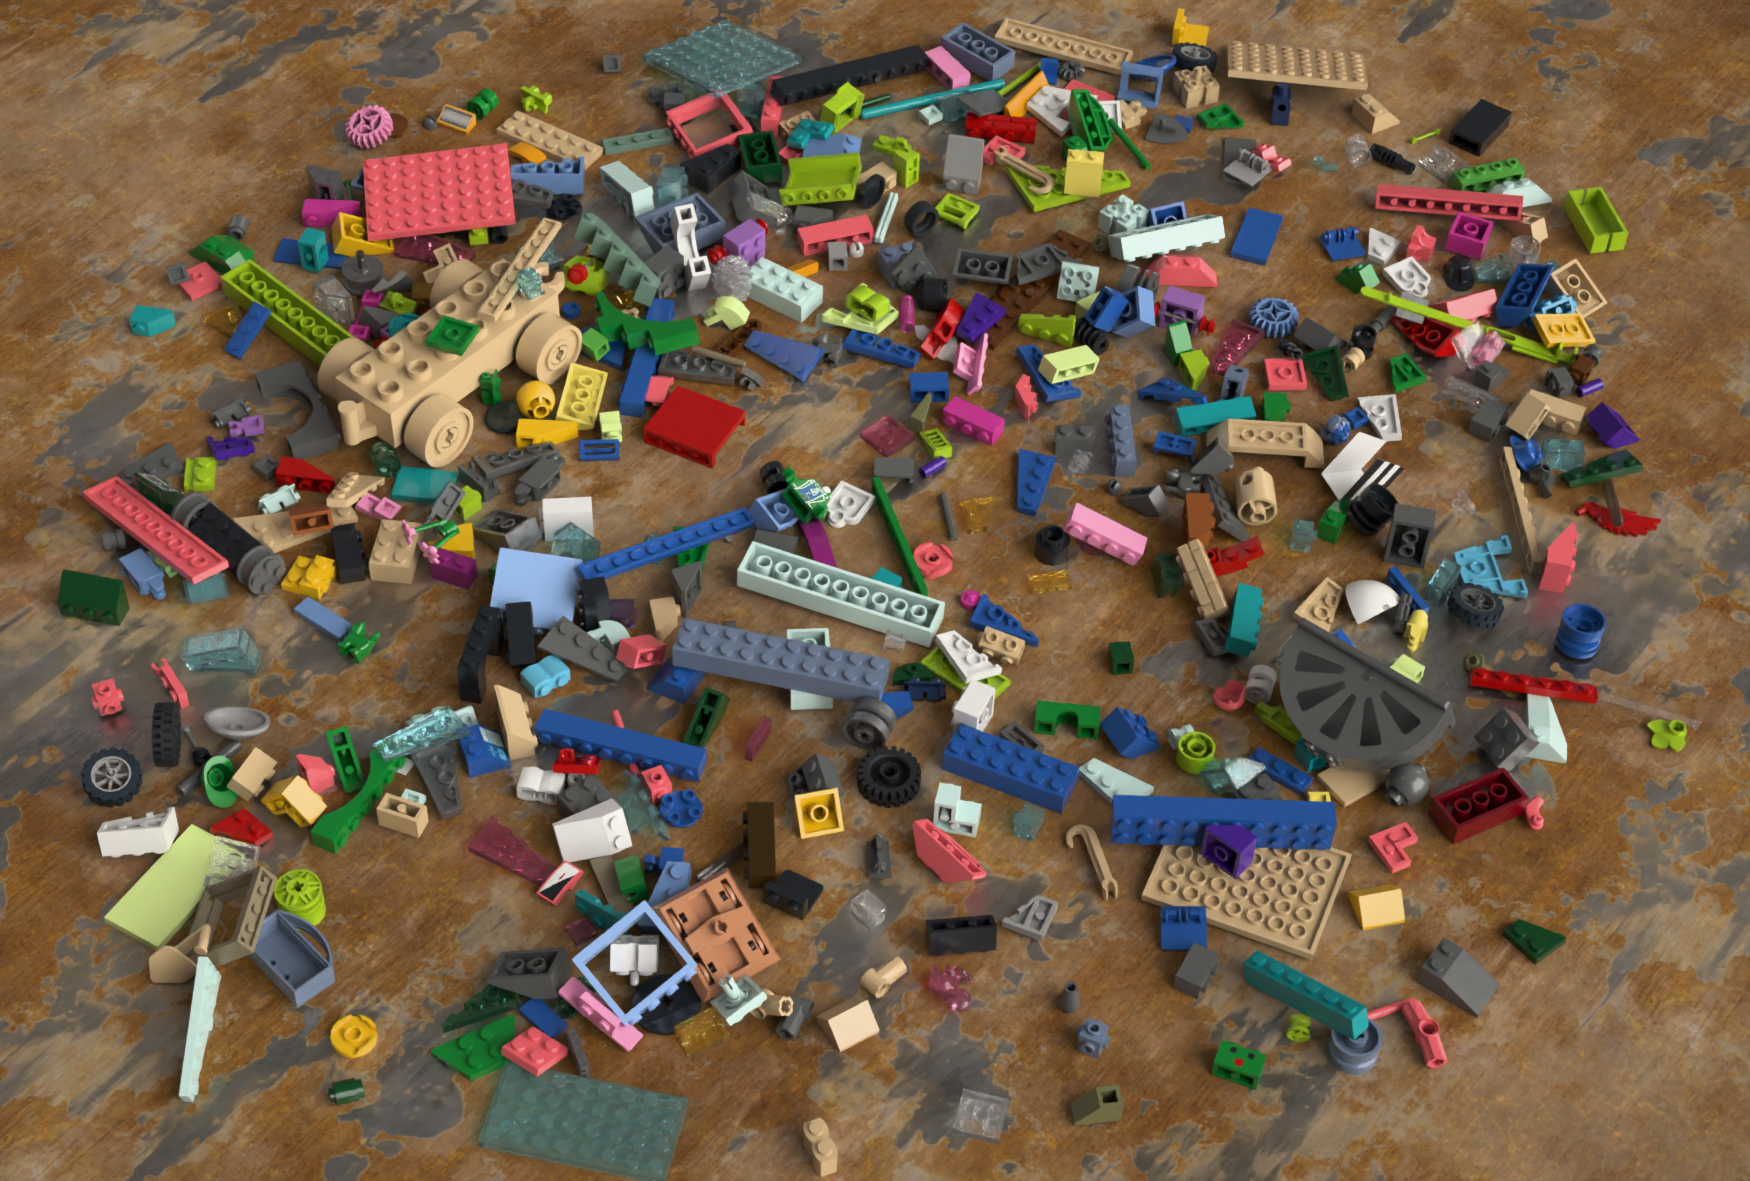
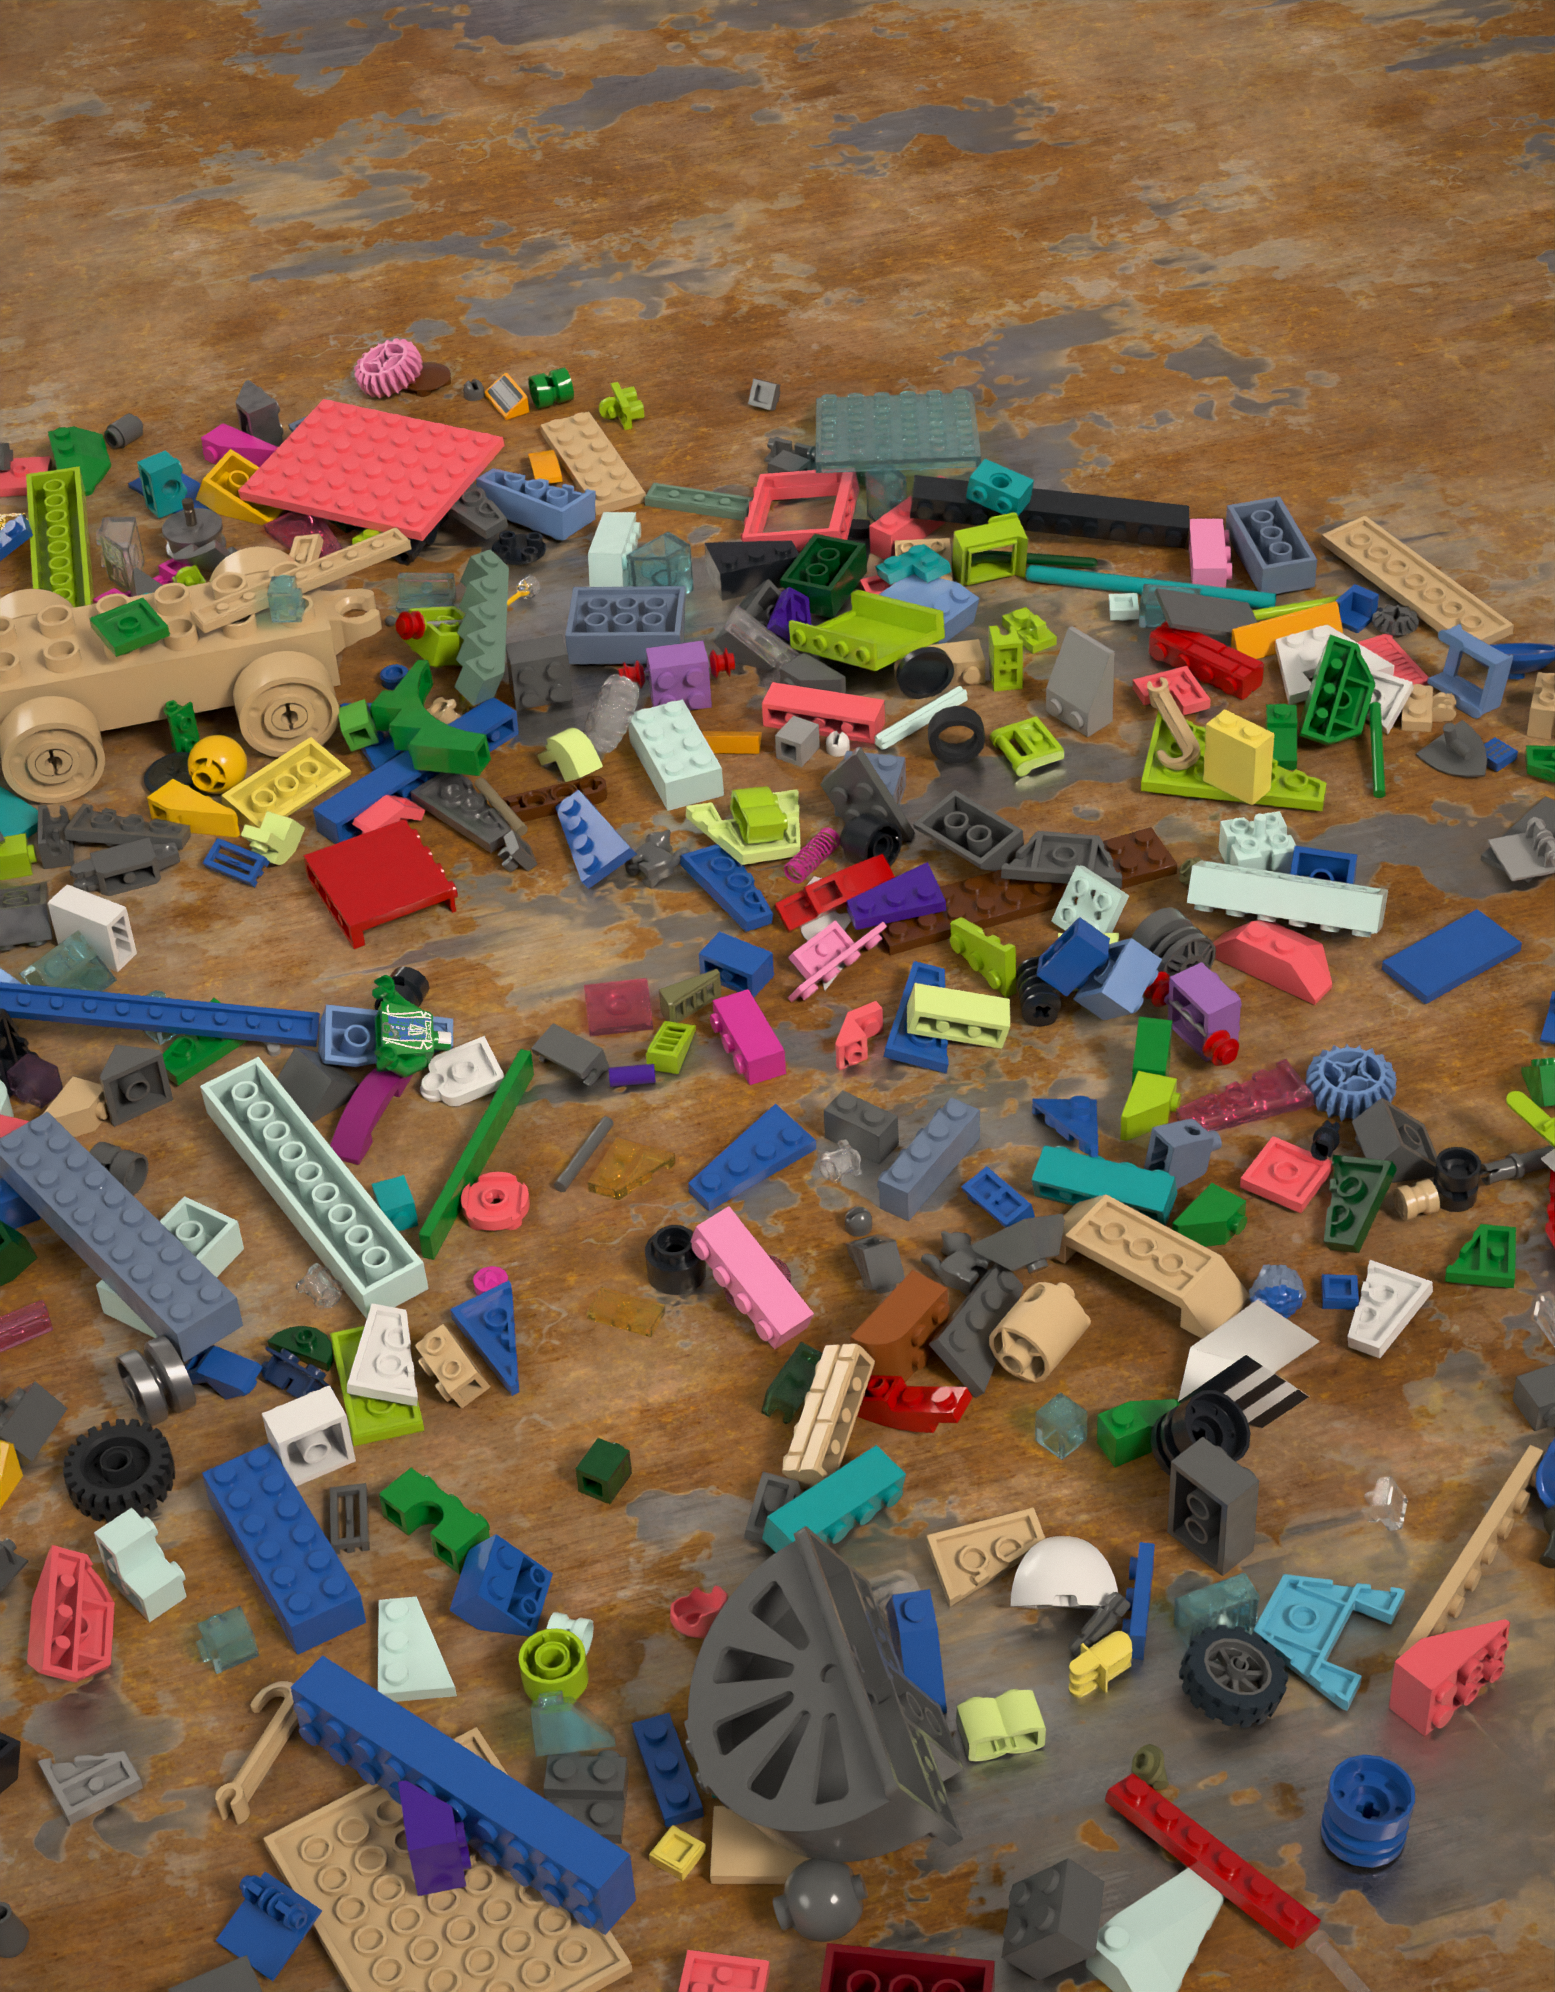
camera: 40 degrees right, 5 degrees down
(683, 228) = (600, 617): white arch -> none
(768, 186) = (790, 606): none -> dark purple wing
(827, 70) = (999, 488): none -> teal brick

